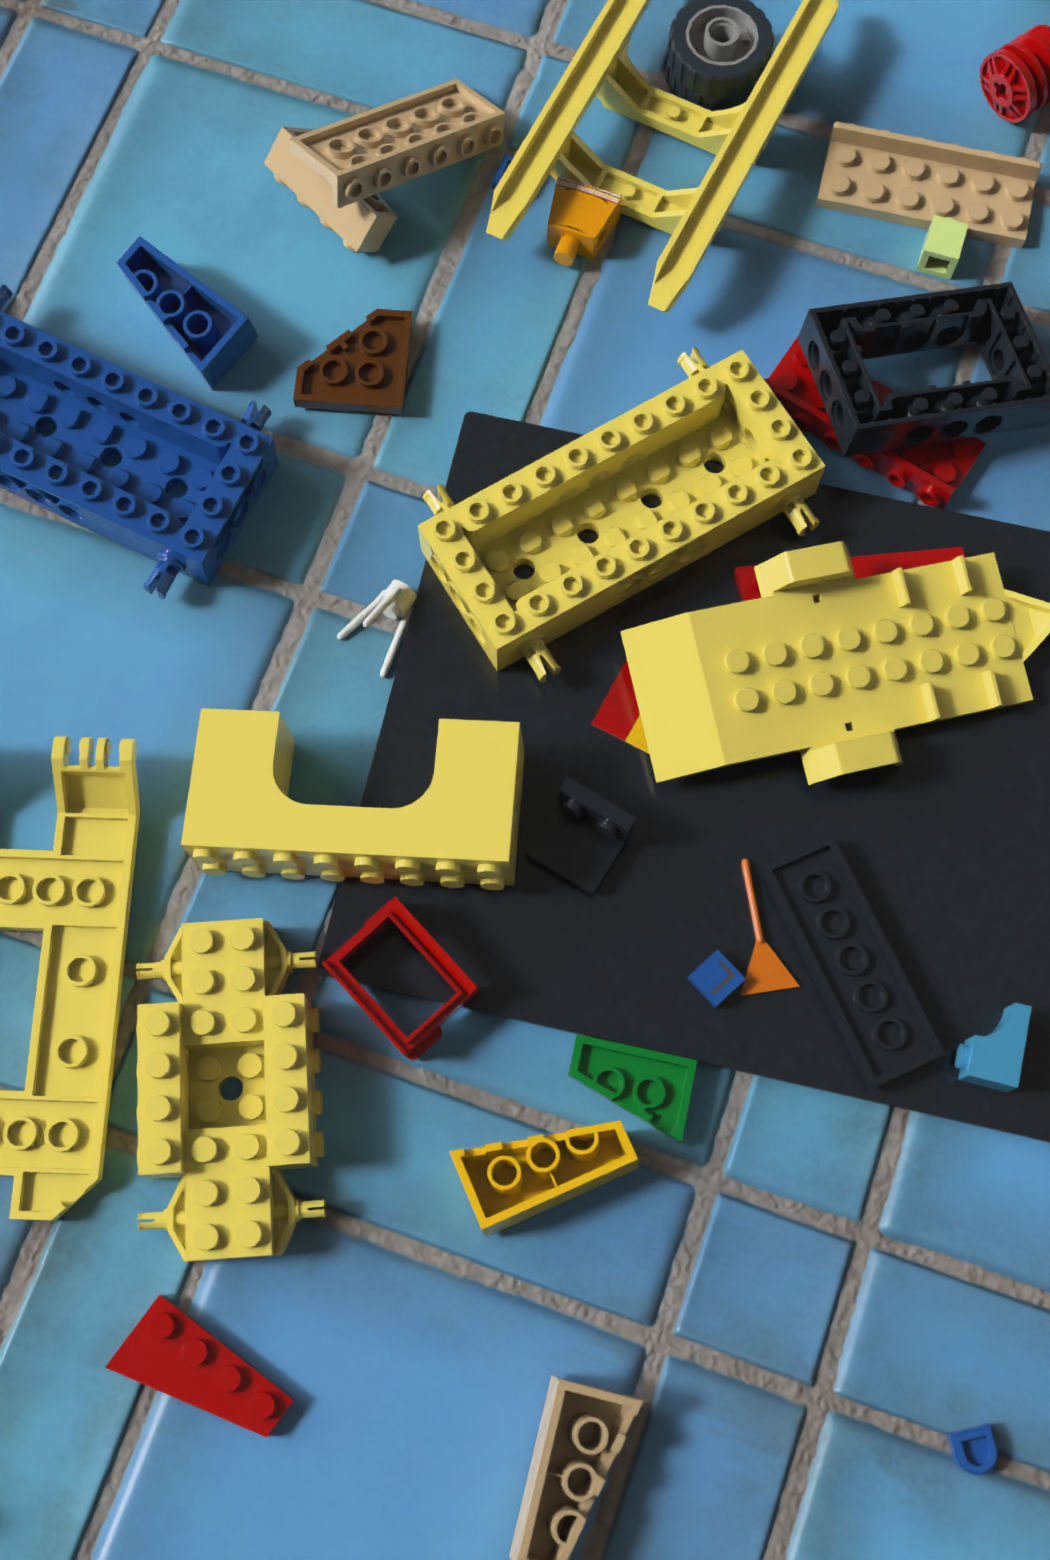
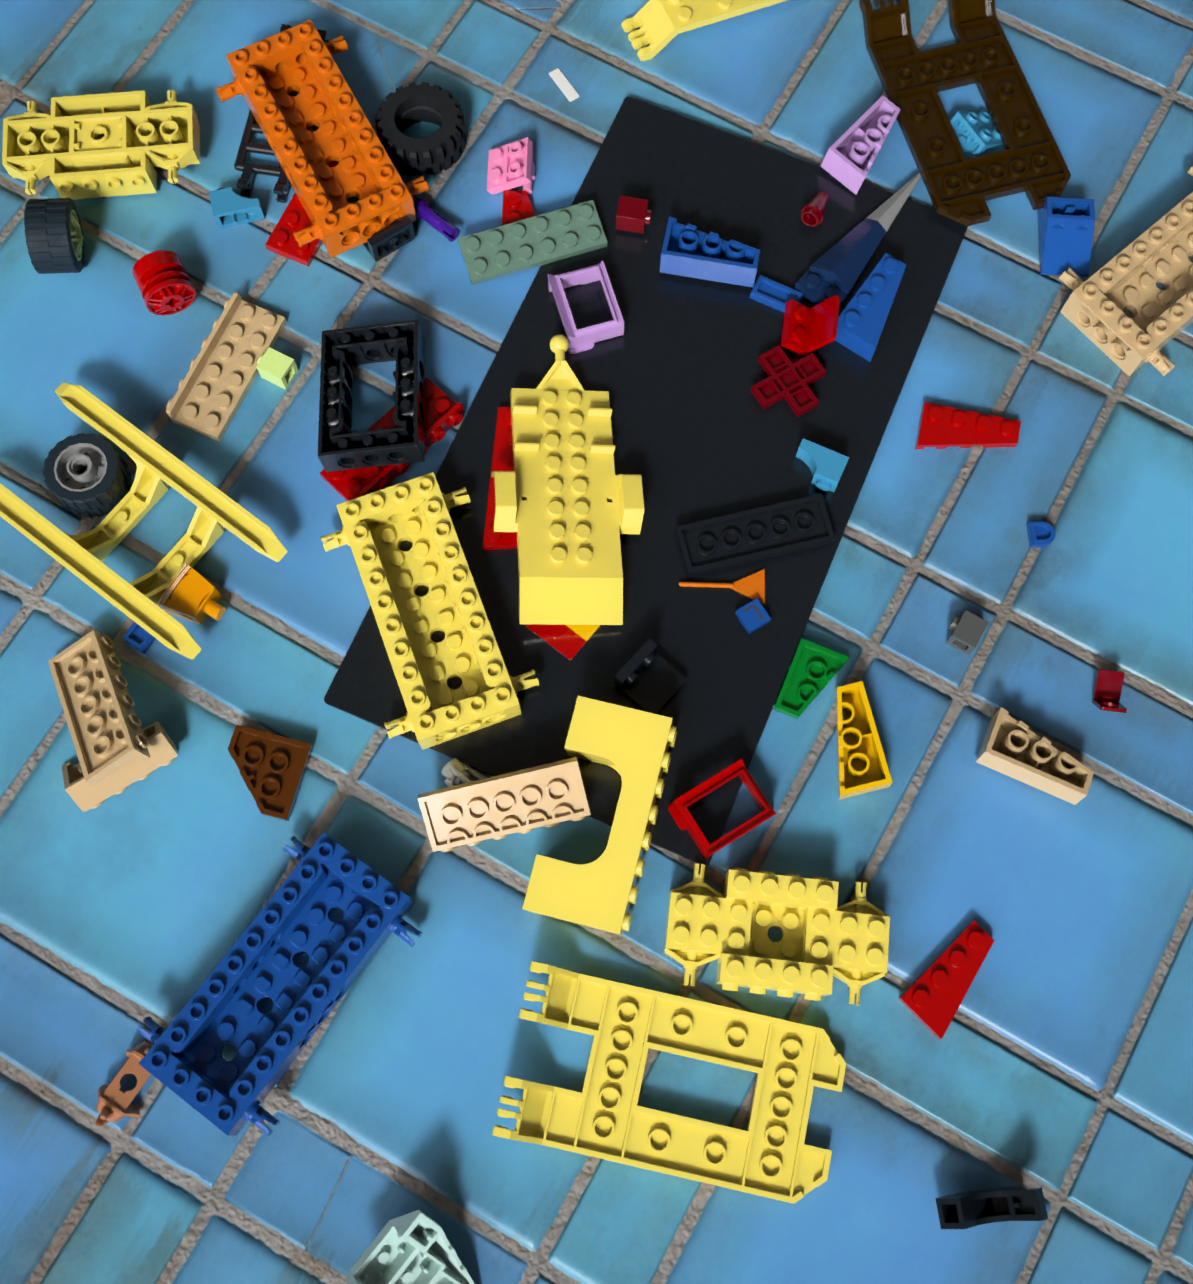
camera: 80 degrees left, 0 degrees up
(196, 317) = (197, 884): blue wedge -> none
(352, 665) = (504, 805): none -> tan bracket
(769, 1332) = (966, 631): none -> dark grey brick

